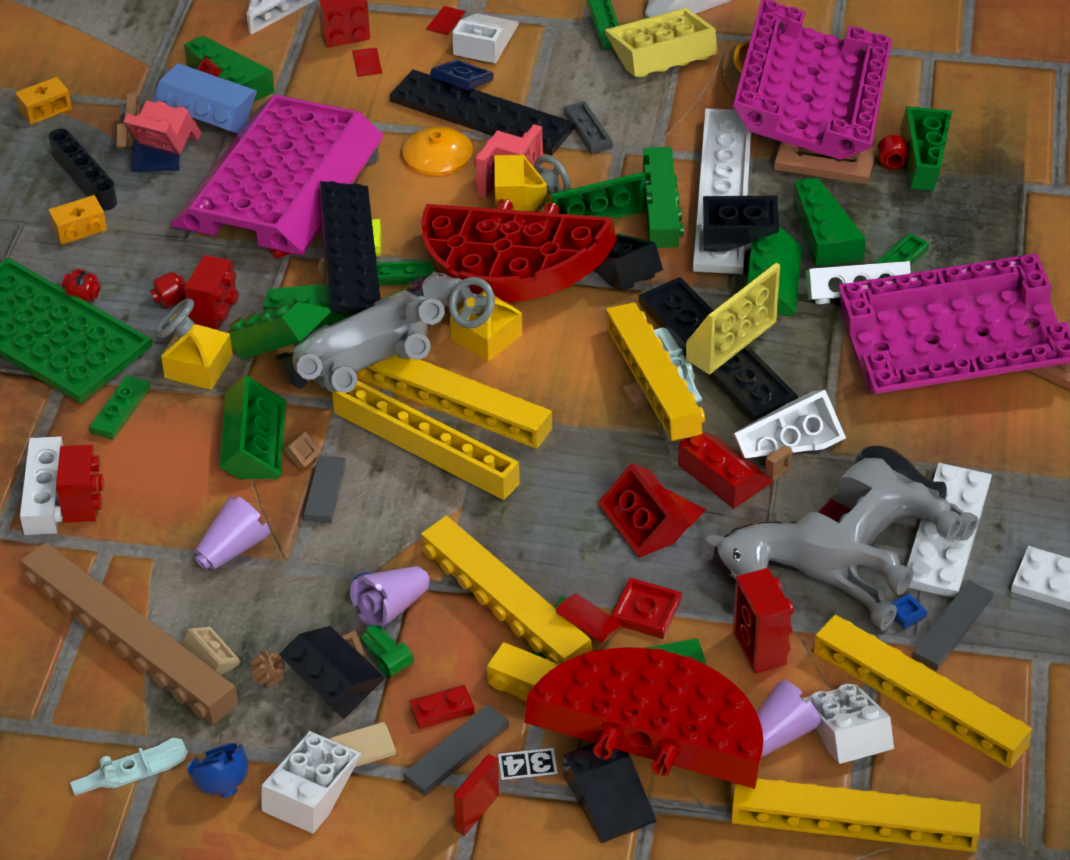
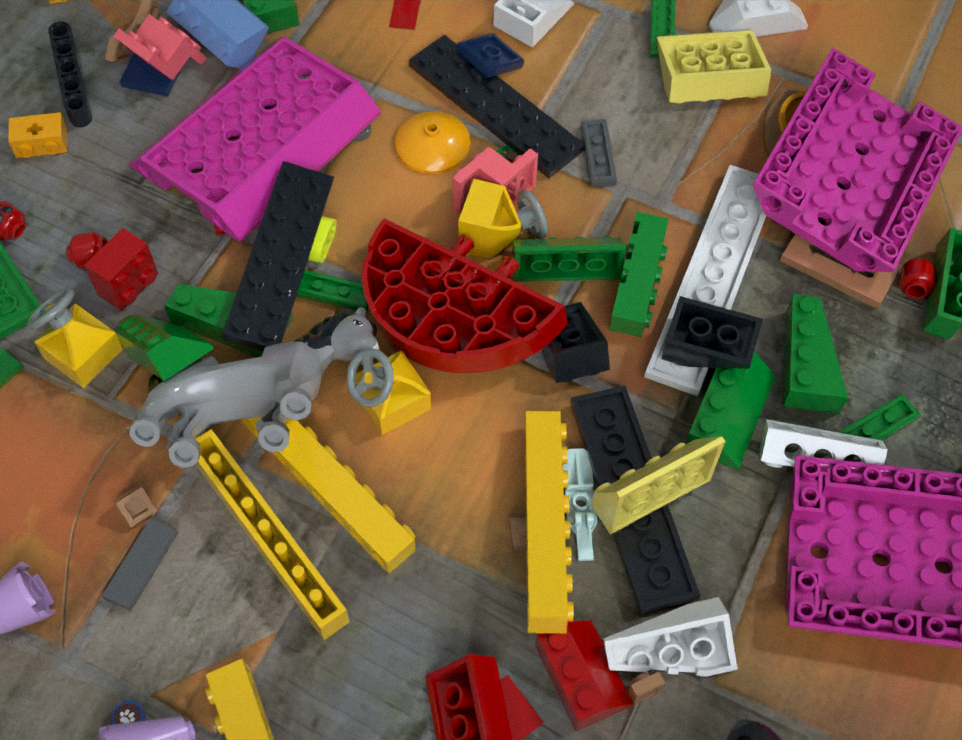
camera: 15 degrees right, 15 degrees up
(252, 431) = (92, 466): green slope -> none

